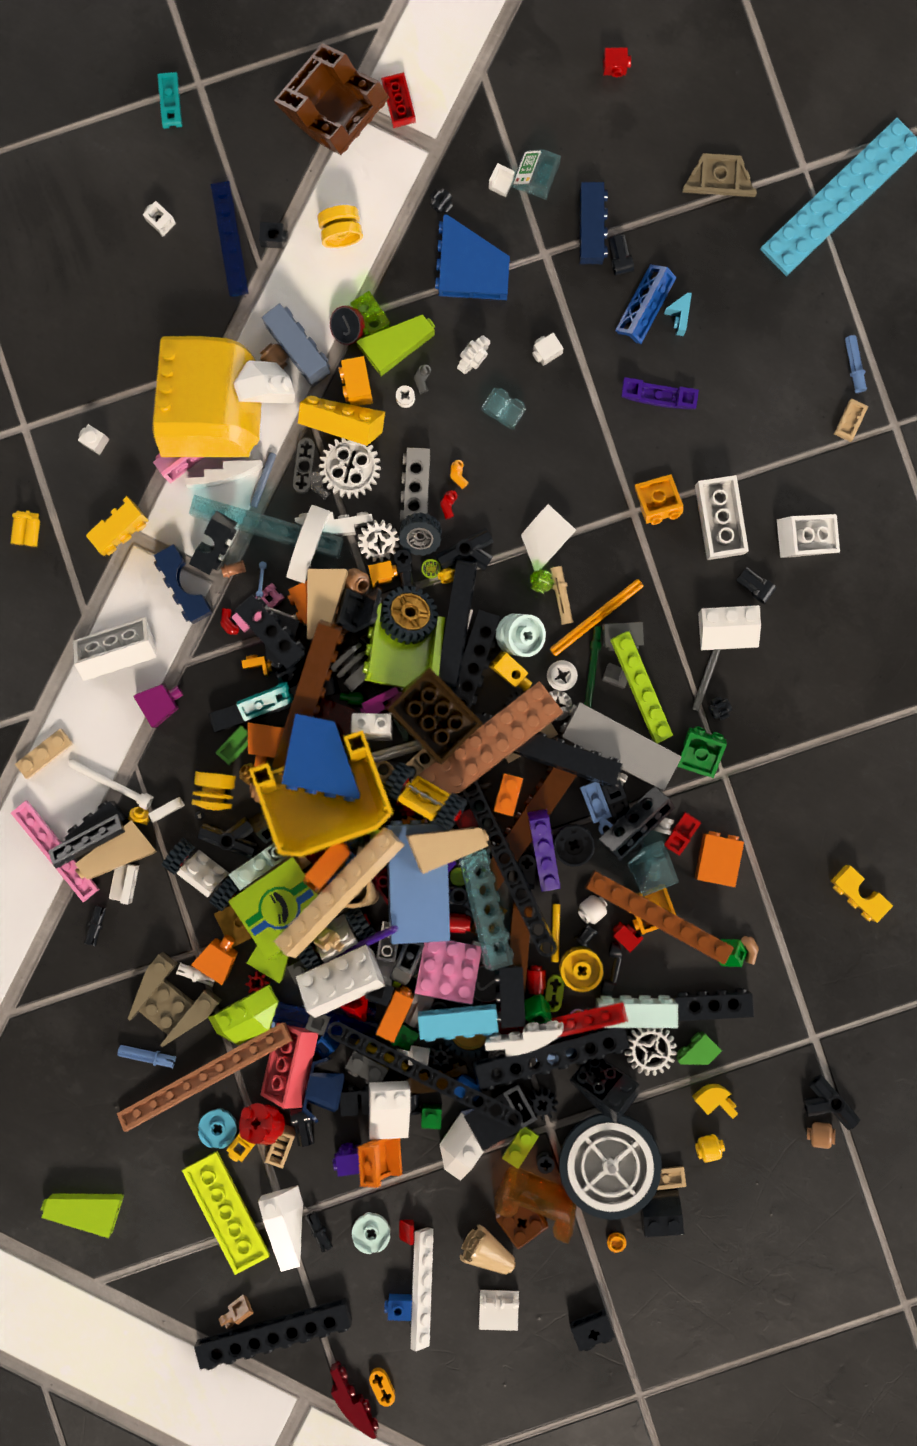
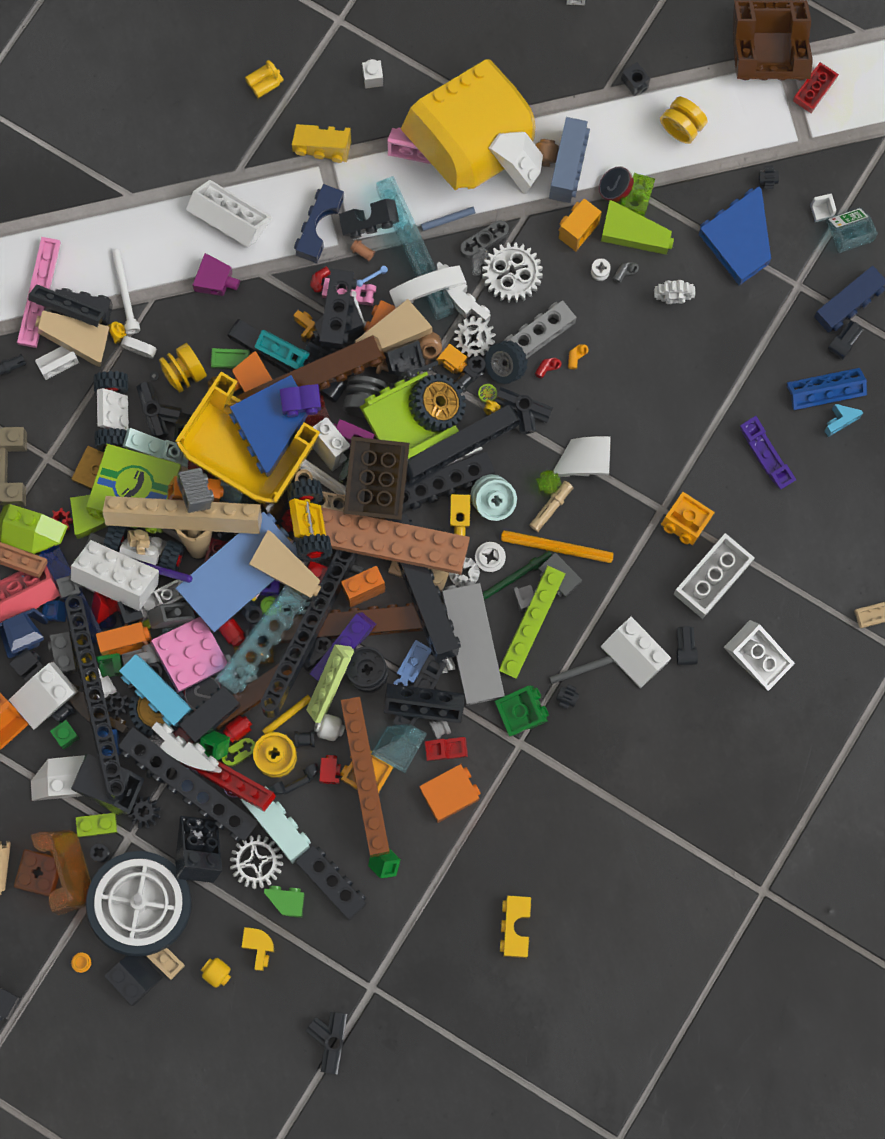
camera: 45 degrees right, 10 degrees down
(44, 753) = (106, 226): tan plate -> none
(194, 974) = (30, 470): white pin -> none
(217, 959) = (55, 475): orange torso -> none
(229, 238) = (606, 52): clear blue plate -> none
(231, 471) = (432, 189): white slope -> none
(324, 724) = (300, 399): none -> dark purple brick
(331, 870) = (194, 490): none -> dark grey brick
(341, 419) = (542, 237): yellow wedge -> none
(354, 699) = (339, 414): green cylinder -> none
(504, 408) = (654, 348): clear light blue brick -> none
(547, 349) = (727, 343): white brick -> none
(563, 883) = (329, 681): none -> yellowish green fence
(752, 948) = (402, 876): medium nougat arm -> none
(821, 1135) = (299, 1054): medium nougat head -> none

